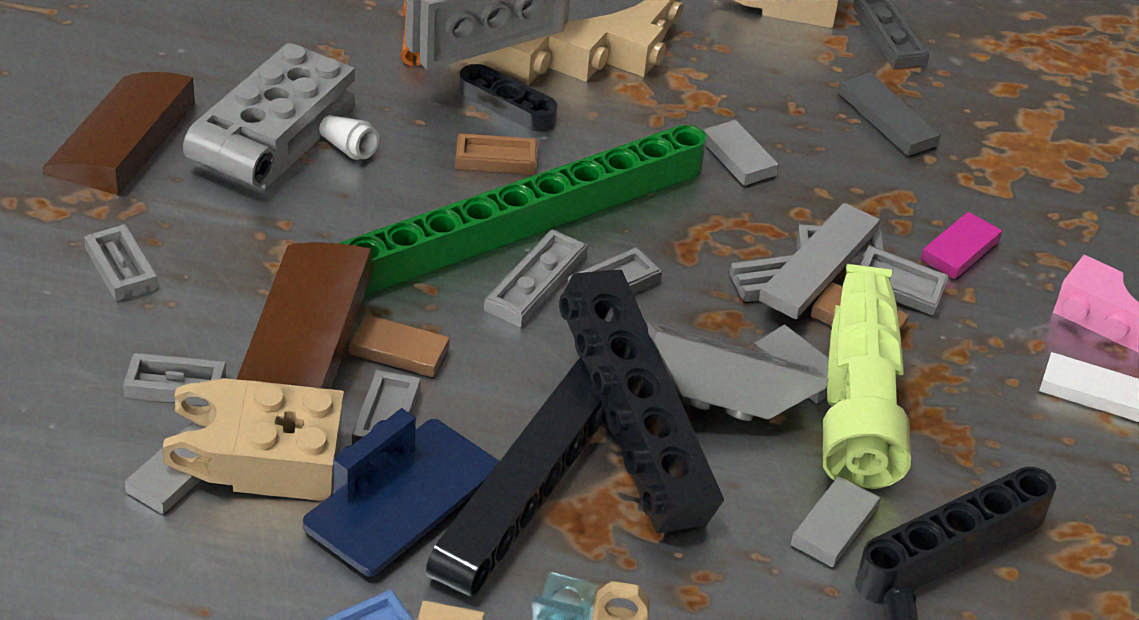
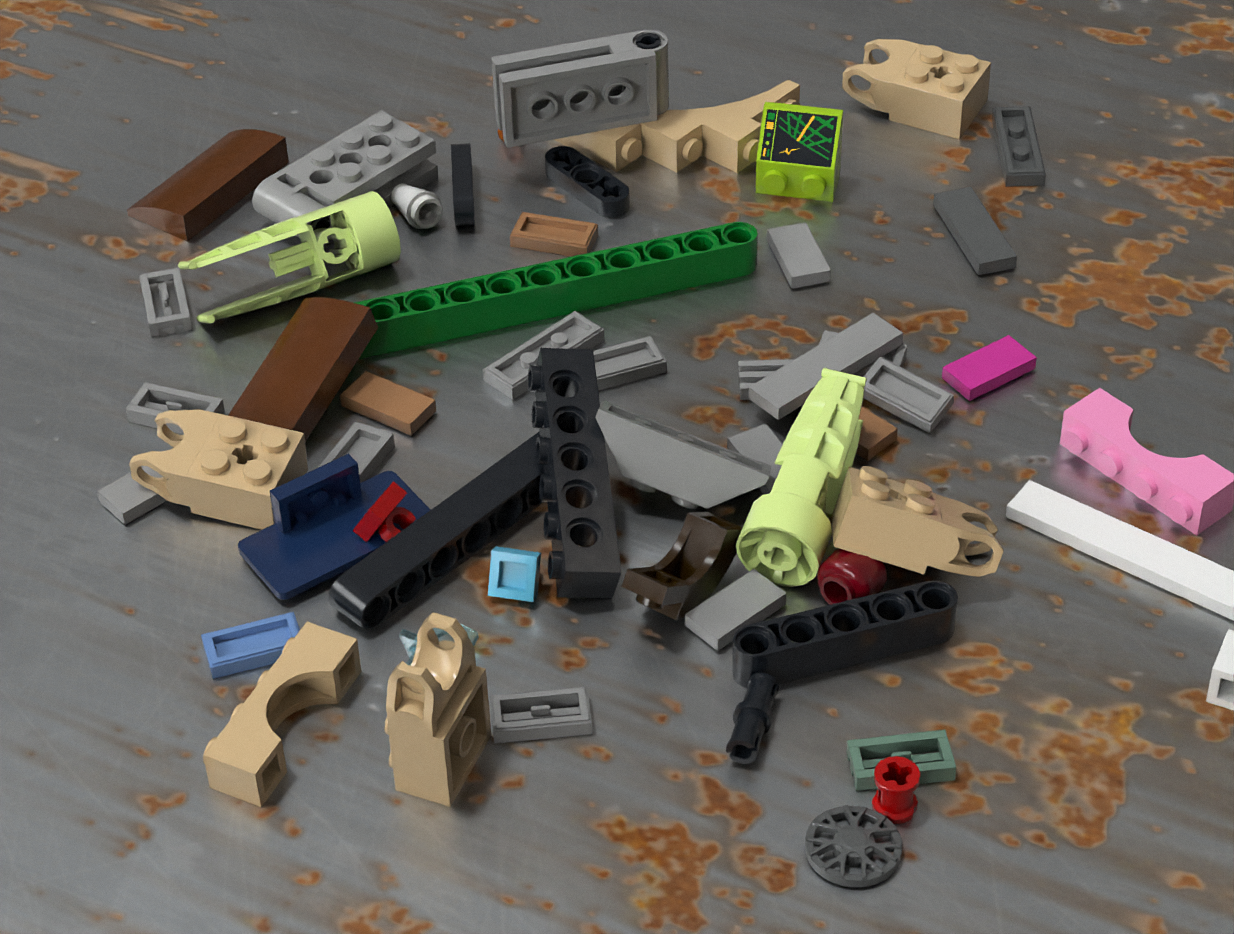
camera: 20 degrees right, 0 degrees up
(310, 173) = (361, 235): none -> yellowish green piece
(389, 111) = (462, 184): none -> black beam
(456, 470) = (384, 514): none -> red tile
(608, 515) = (514, 574): none -> medium azure tile
(709, 51) = (799, 151): none -> slope
(780, 482) = (690, 567): none -> dark brown arch
(939, 471) = (850, 576): none -> dark red head
(978, 413) = (910, 525): none -> tan brick

